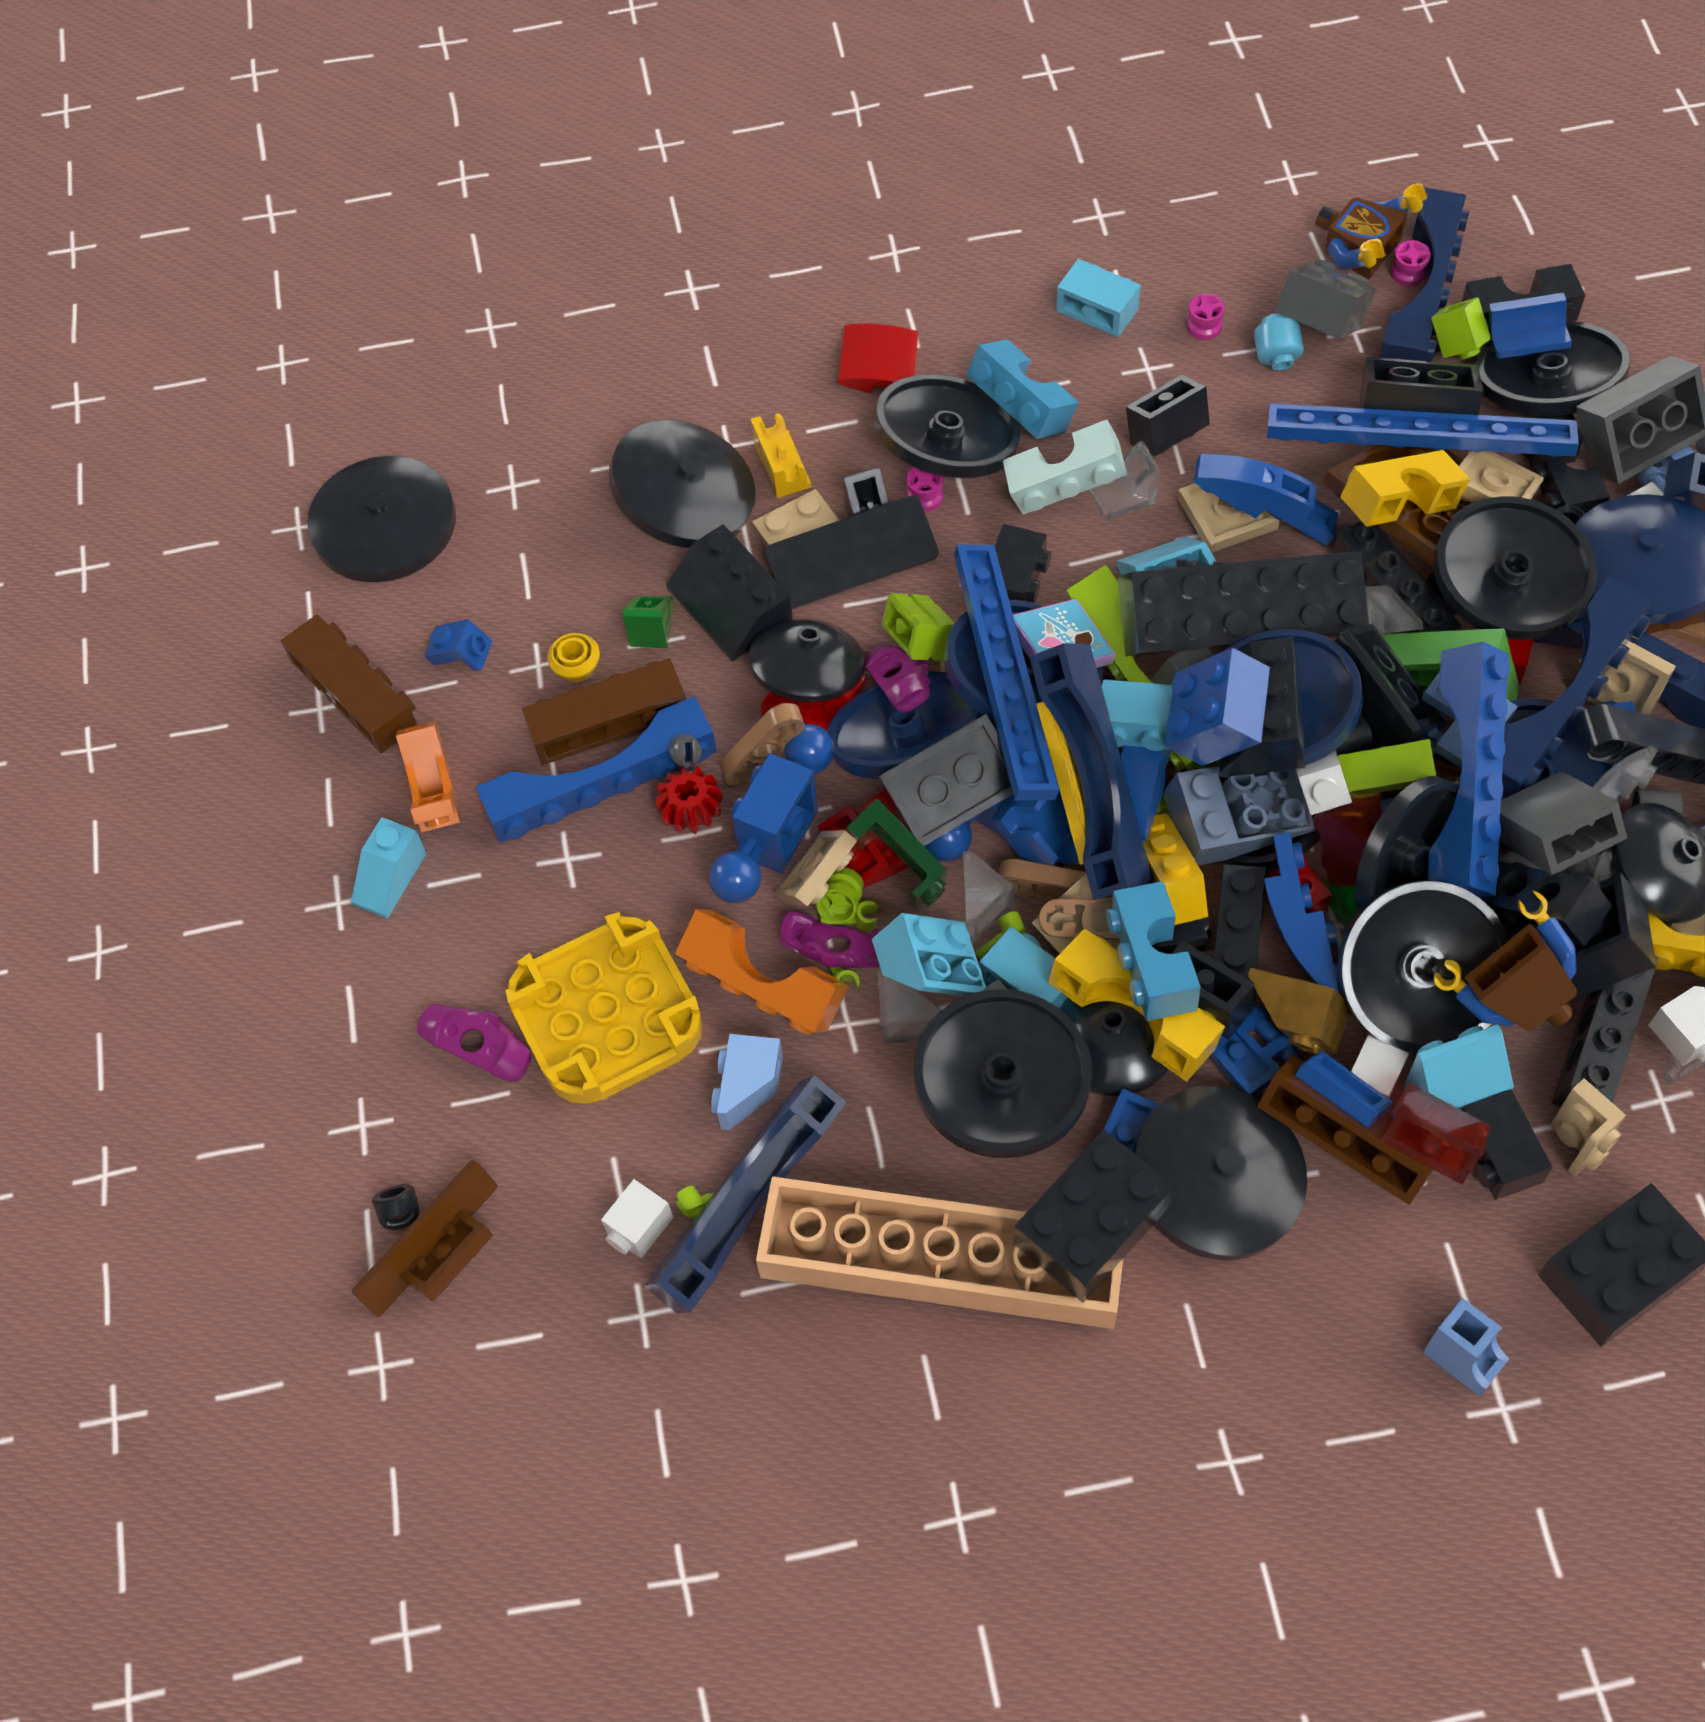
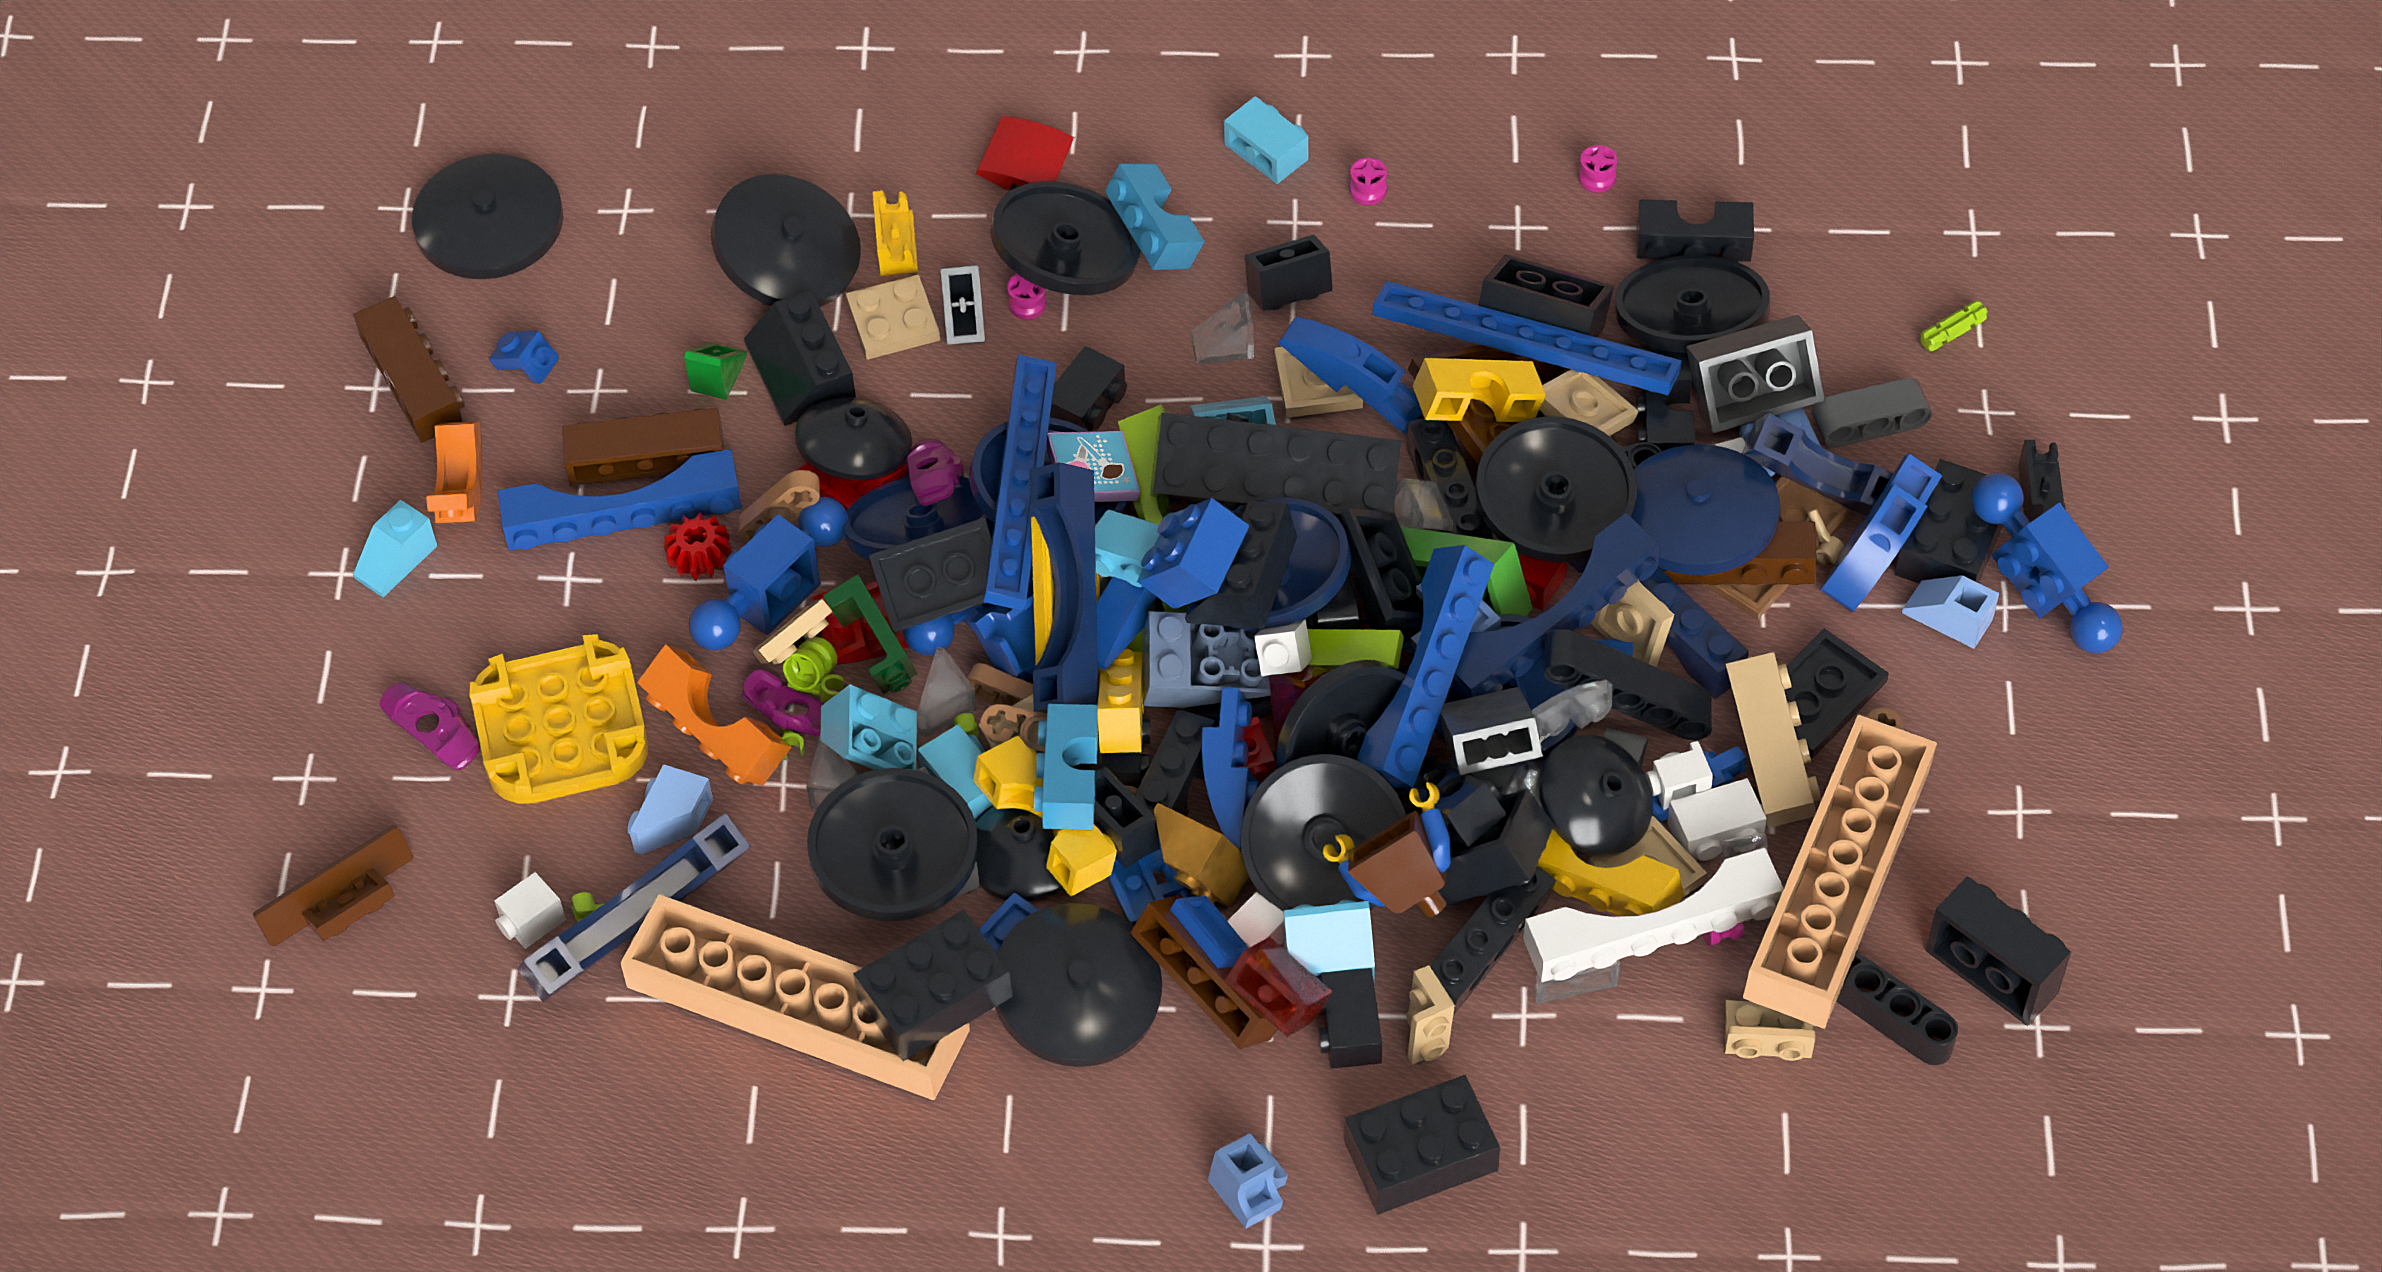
camera: 10 degrees right, 5 degrees down
(394, 1202) = (314, 848): black tile -> none
(574, 657) = (630, 389): yellow cone -> none
(677, 750) = (696, 496): dark grey hinge -> none
(853, 551) = (932, 343): black piece -> none
(917, 625) = (964, 423): lime brick -> none
(1093, 462) = (1193, 302): light aqua arch -> none
(1278, 341) = (1431, 221): medium azure head -> none
(1326, 298) = (1488, 188): dark grey brick -> none
(1367, 230) = (1564, 126): torso -> none
(1437, 228) = (1570, 237): dark blue arch -> none
(1461, 329) = (1615, 246): lime brick -> none
(1529, 325) = (1683, 257): blue panel -> none

